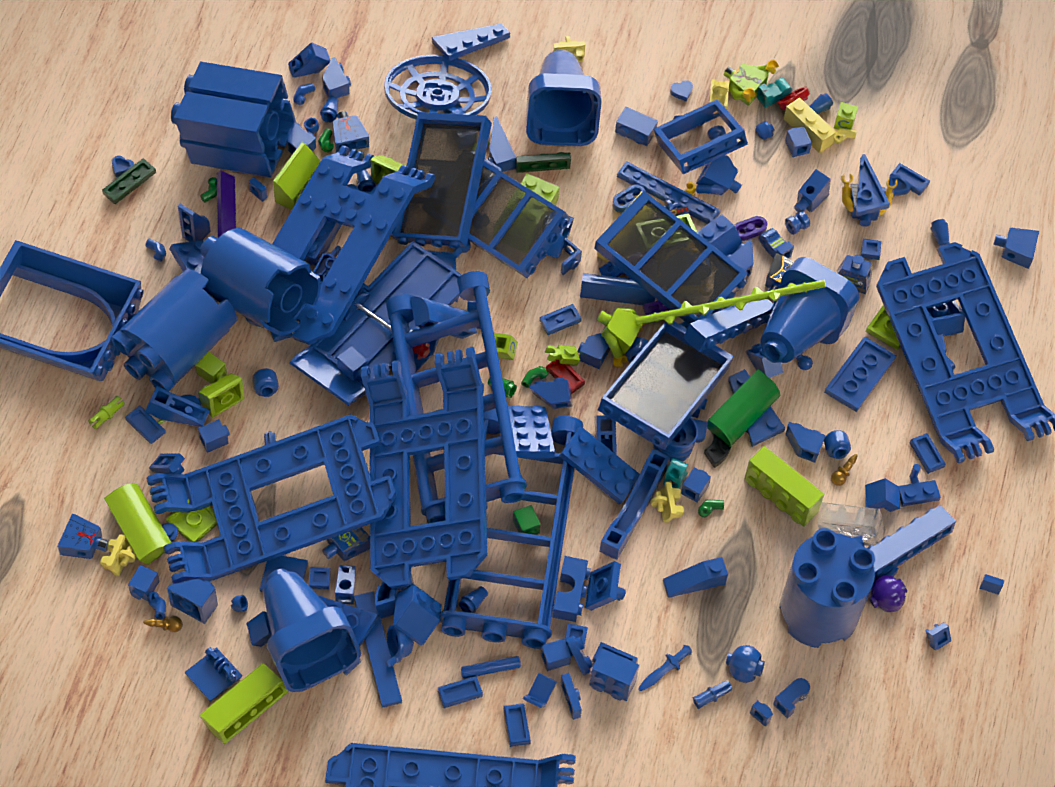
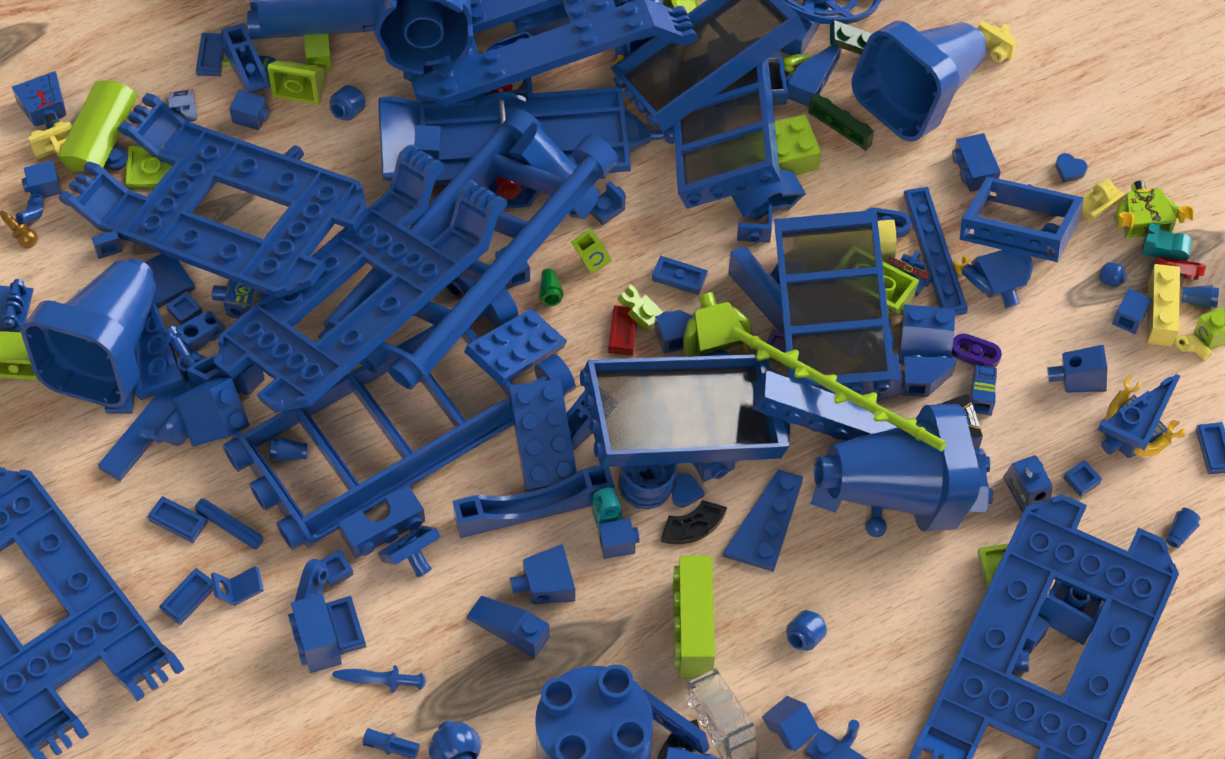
camera: 50 degrees right, 0 degrees up
(106, 412) = (191, 16): lime pin -> none
(194, 598) = (59, 229): blue slope -> none
(229, 583) = (107, 244): none -> blue plate
(239, 603) = (98, 264): blue hinge -> none
(363, 600) = (186, 360): none -> blue bar
(505, 108) = (848, 37): none -> plate
(526, 520) = (418, 425): green brick -> none
(532, 374) = (592, 302): green arm -> none
(555, 393) = (587, 335): blue slope -> none
(556, 654) = (290, 564): blue brick -> none
(572, 696) = (261, 617): blue plate -> none
(665, 502) = (580, 523): light yellow hips -> none
(686, 537) = (546, 577): none -> blue torso
(710, 505) = (607, 570): green arm -> none
(743, 408) = (749, 508): green brick -> none
(798, 222) = (1027, 384): blue wheel -> none
(805, 441) = (776, 599): blue slope -> none
(839, 476) = (773, 665): pearl gold bar -> none
(860, 374) = (918, 586): blue plate -> none
(903, 186) = (1191, 443): blue tile -> none
(927, 453) = (895, 727): blue tile -> none

